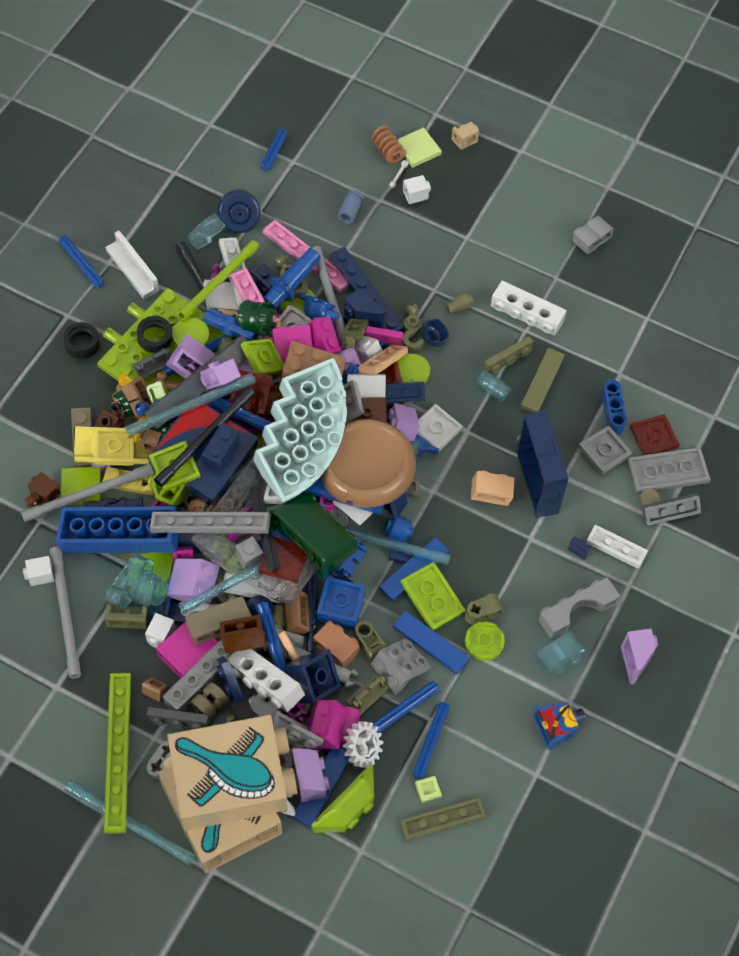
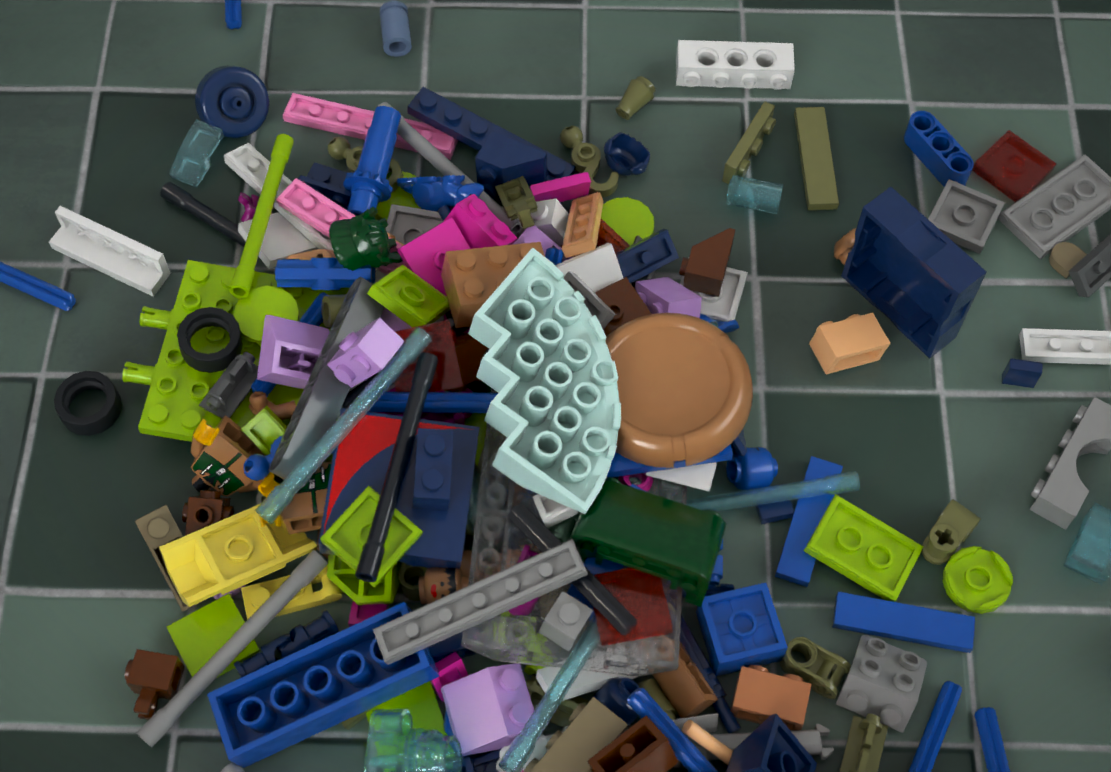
camera: 25 degrees left, 0 degrees up
(441, 411) = (708, 263): none -> reddish brown slope

